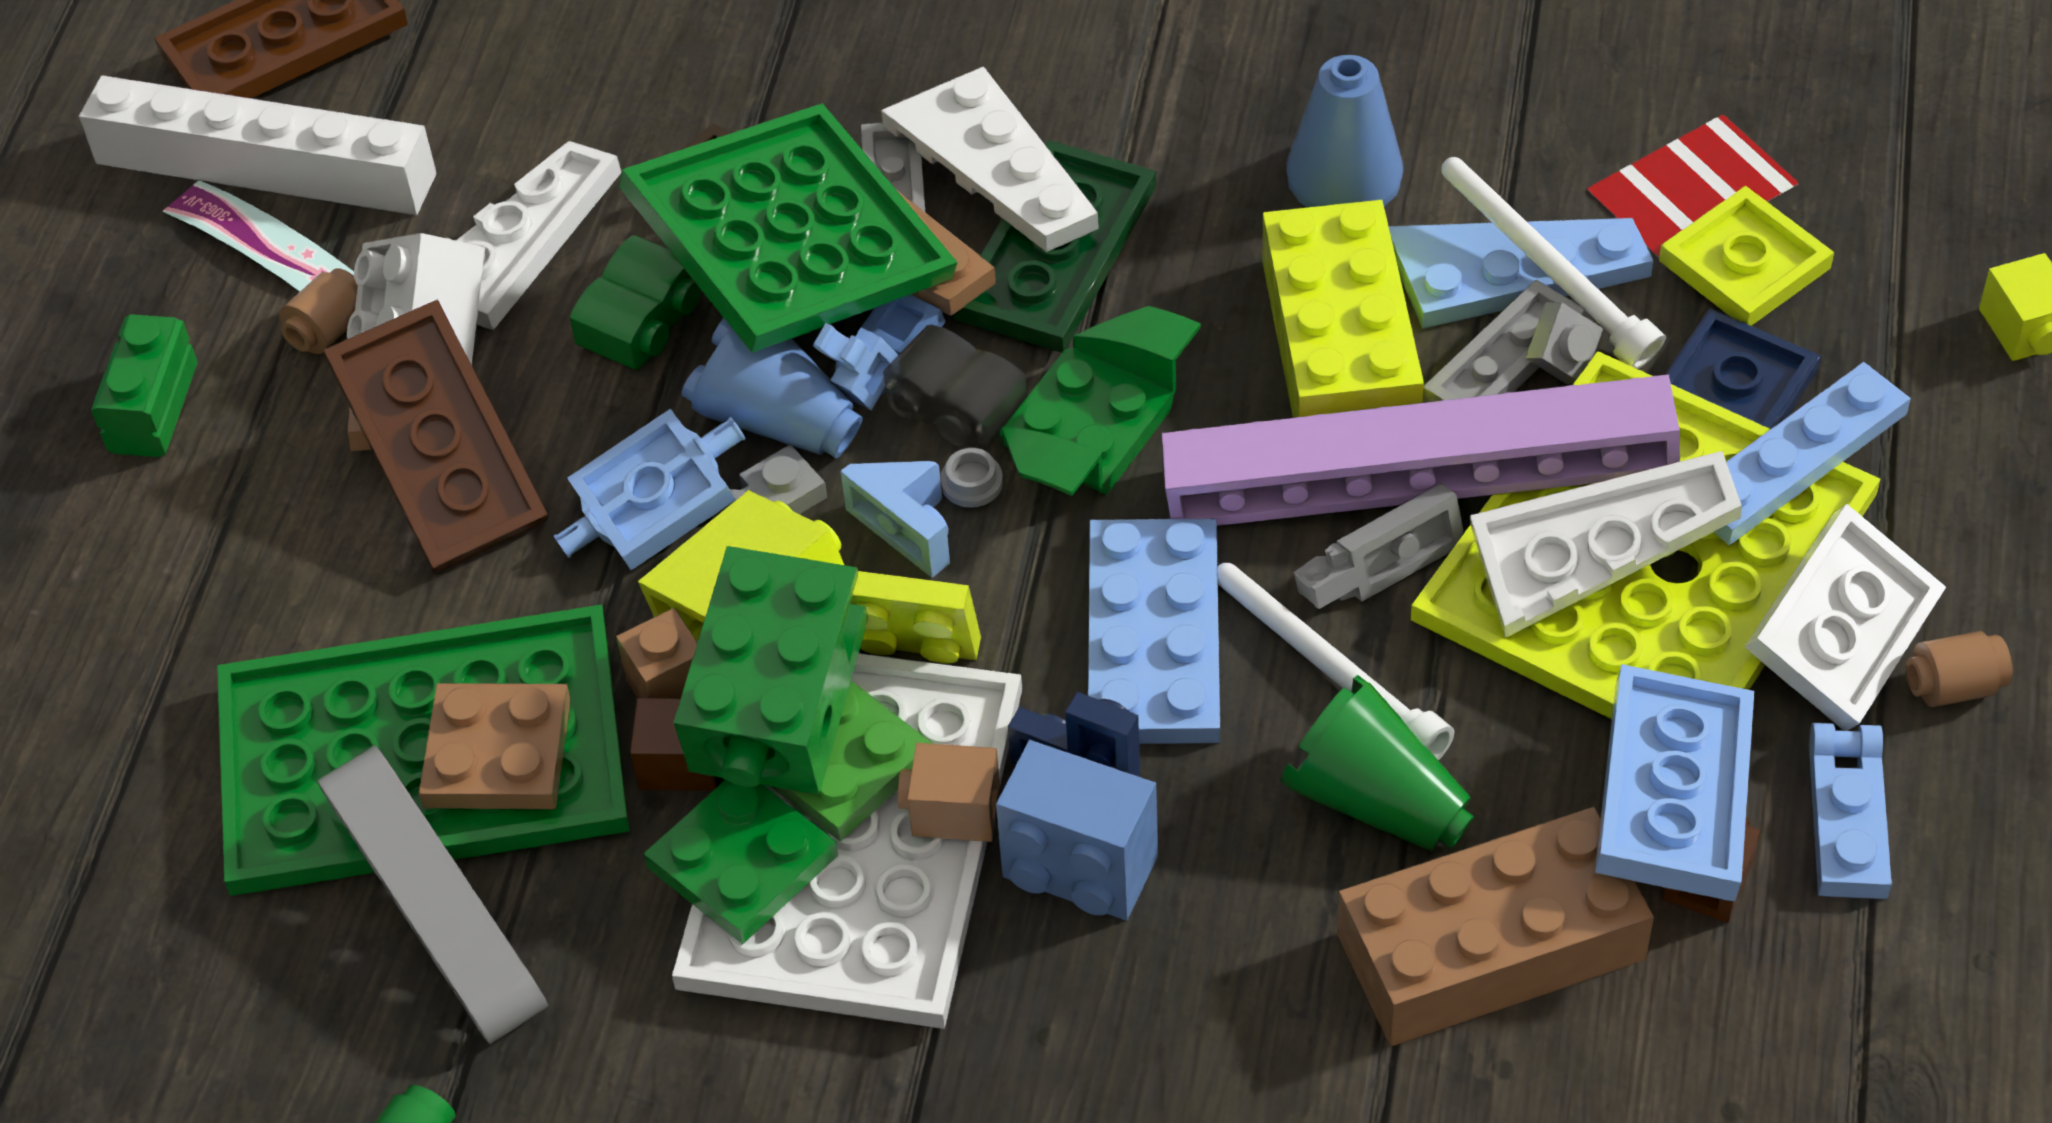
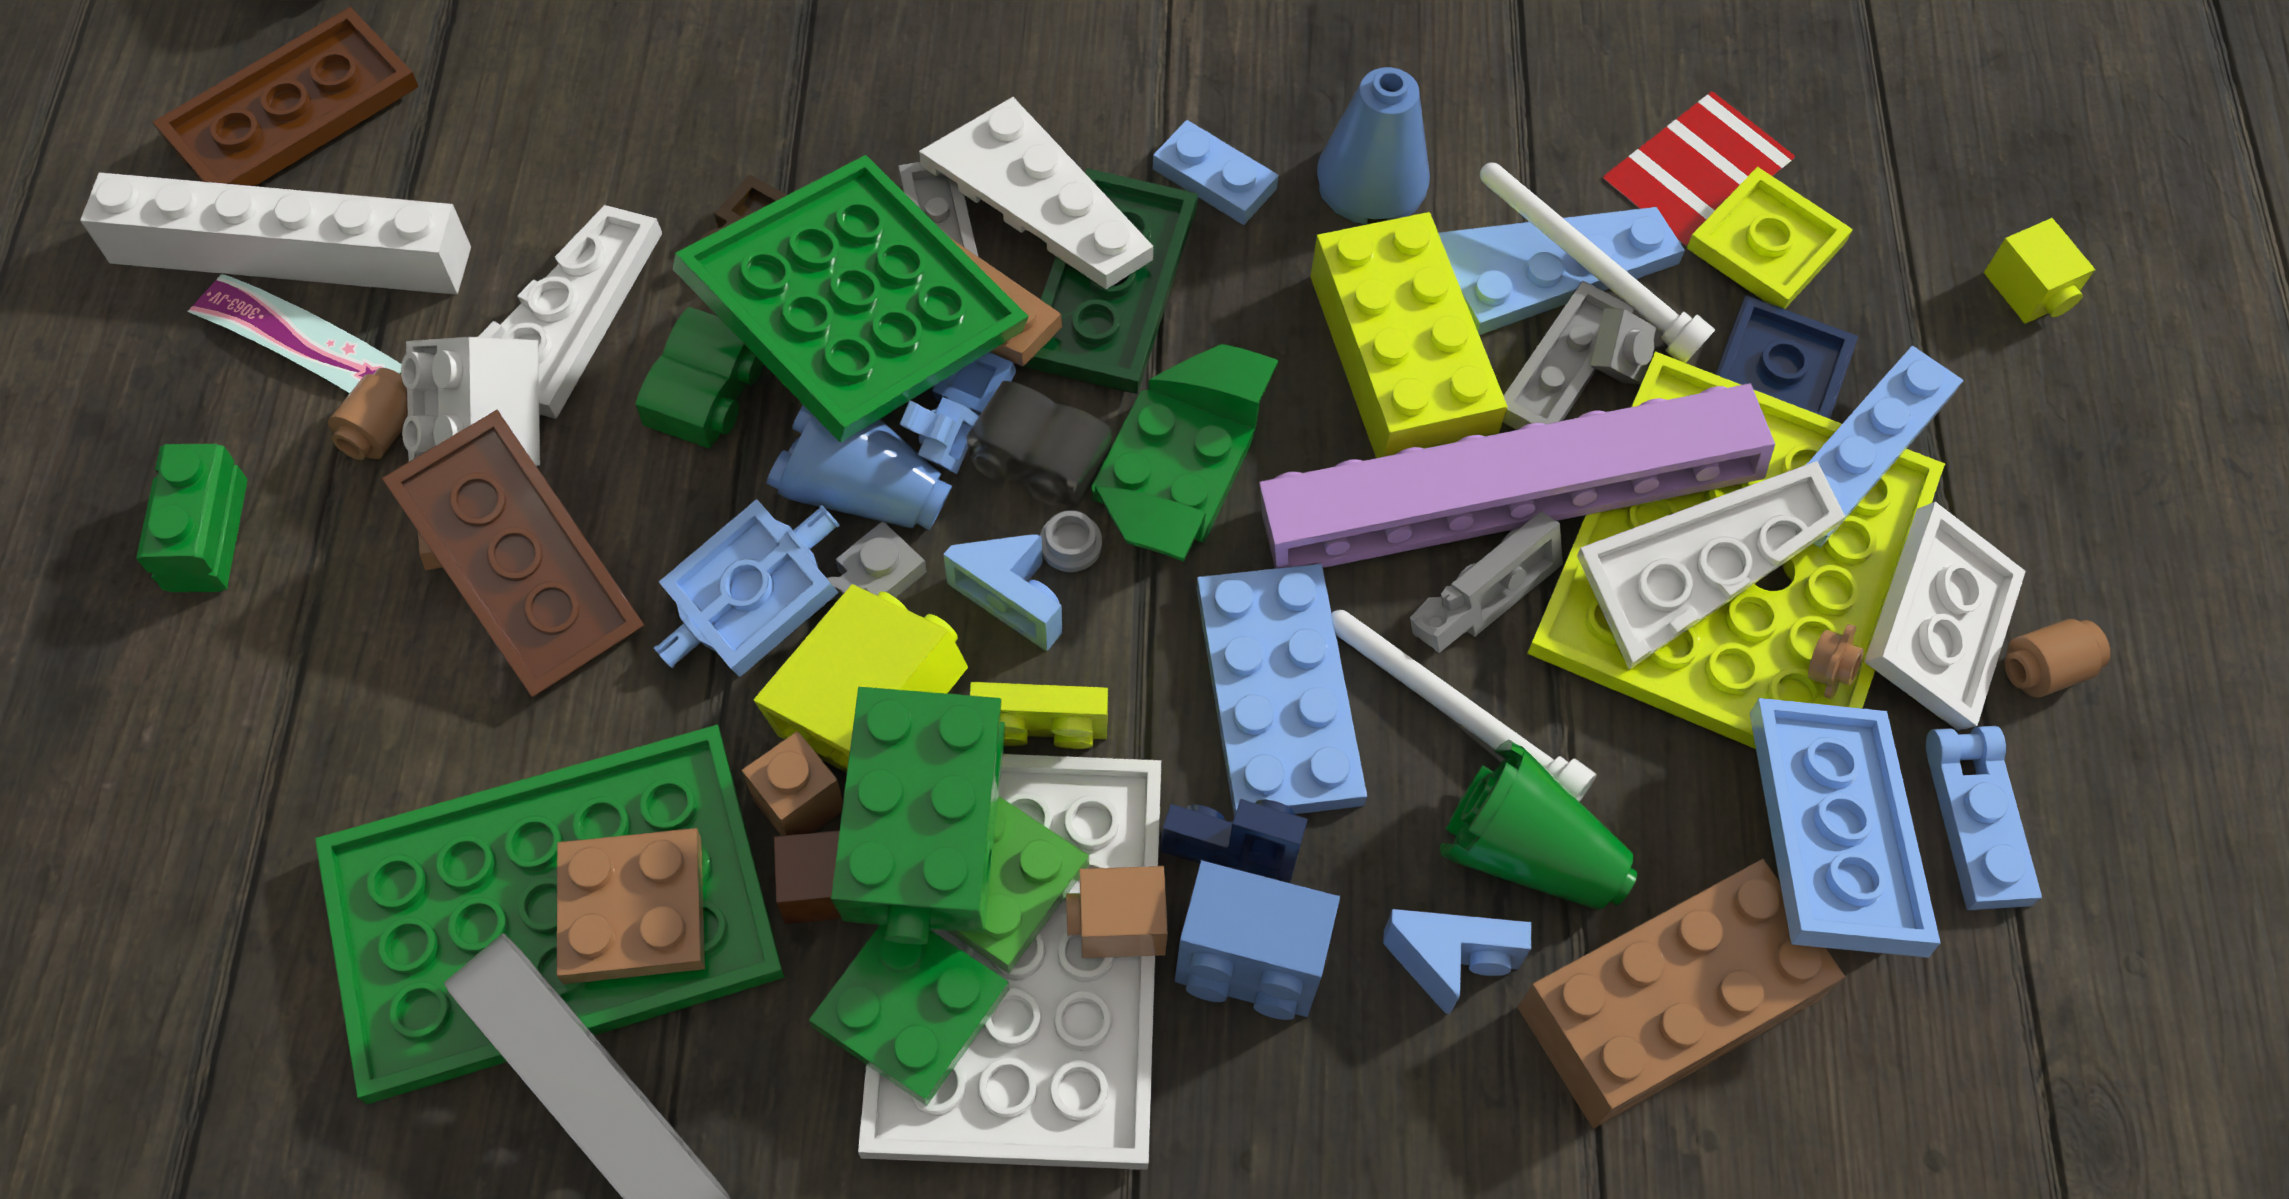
camera: 15 degrees left, 10 degrees up
(1182, 155) = (1215, 172): none -> light blue plate
(1266, 859) = (1437, 944): none -> light blue slope
(1712, 641) = (1835, 660): none -> medium nougat plate

